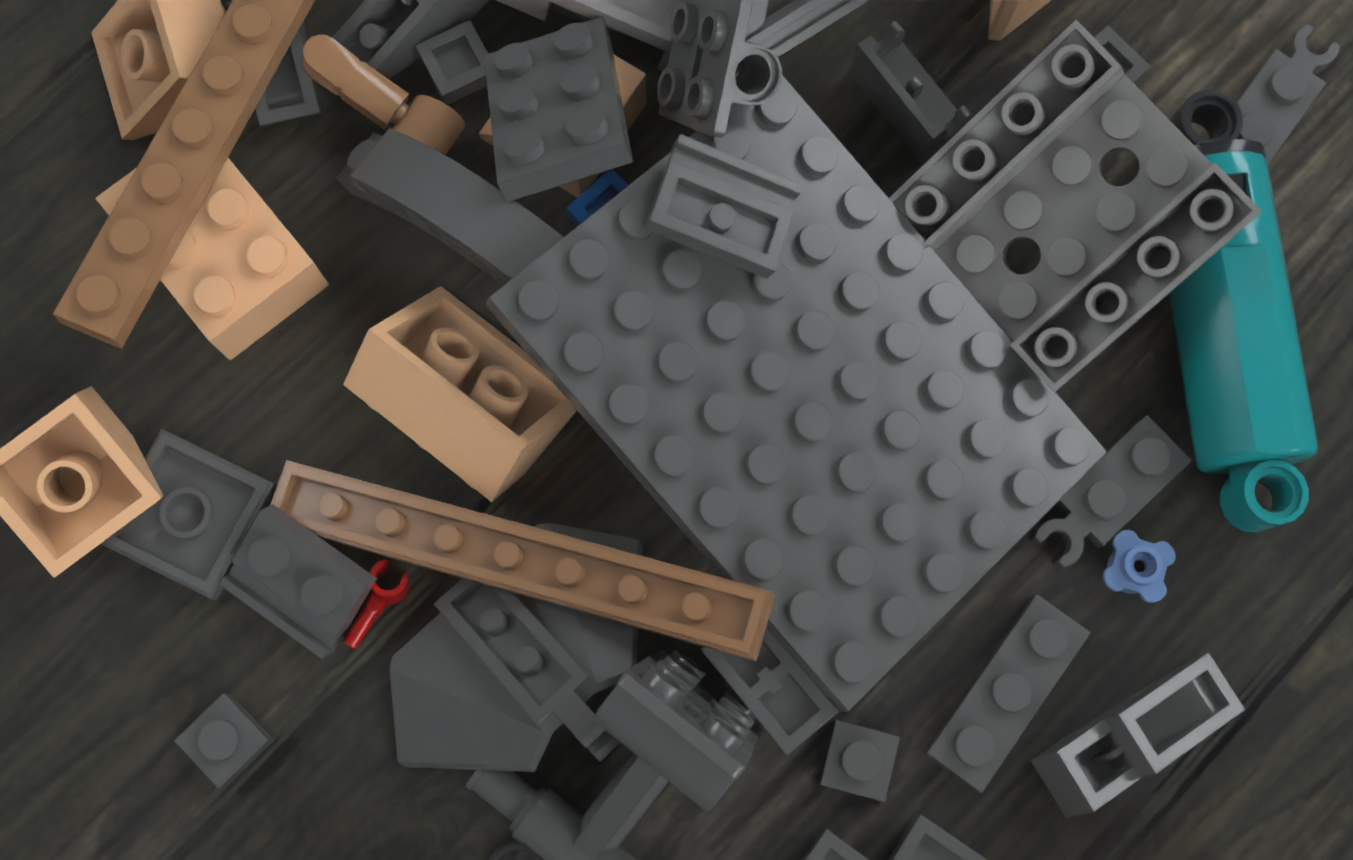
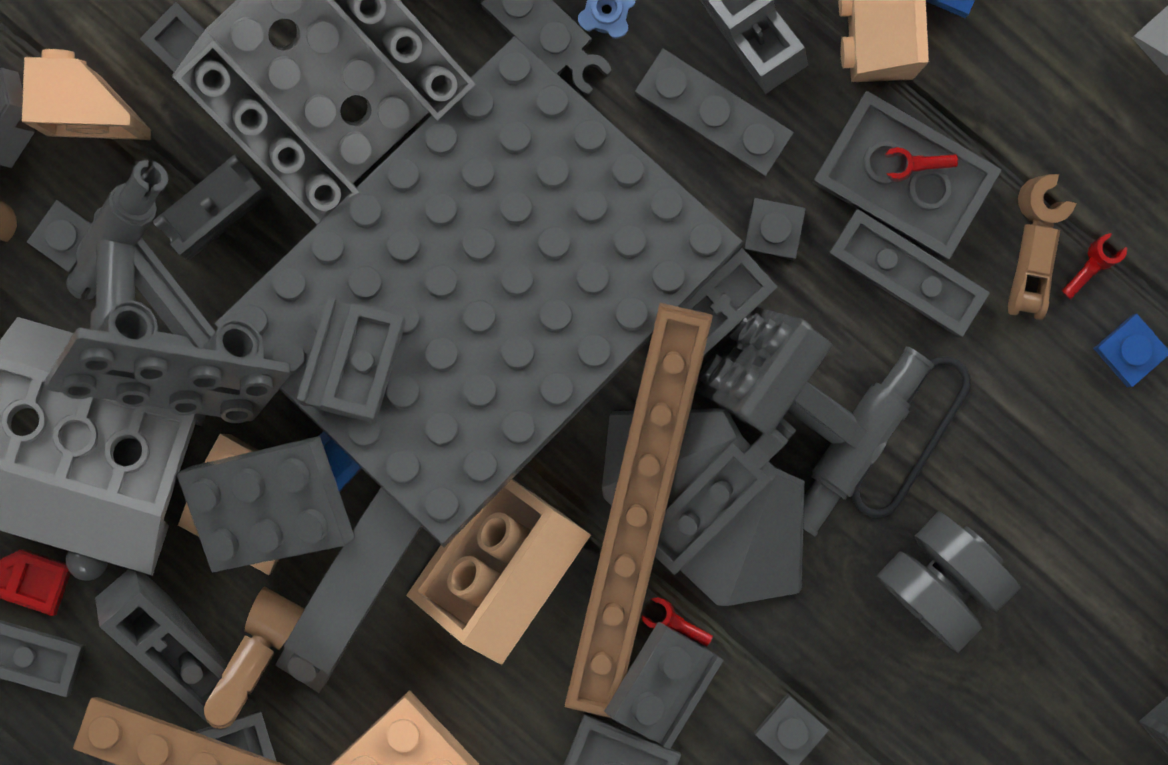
camera: 90 degrees left, 10 degrees up
(455, 62) = (207, 599): dark grey plate -> none

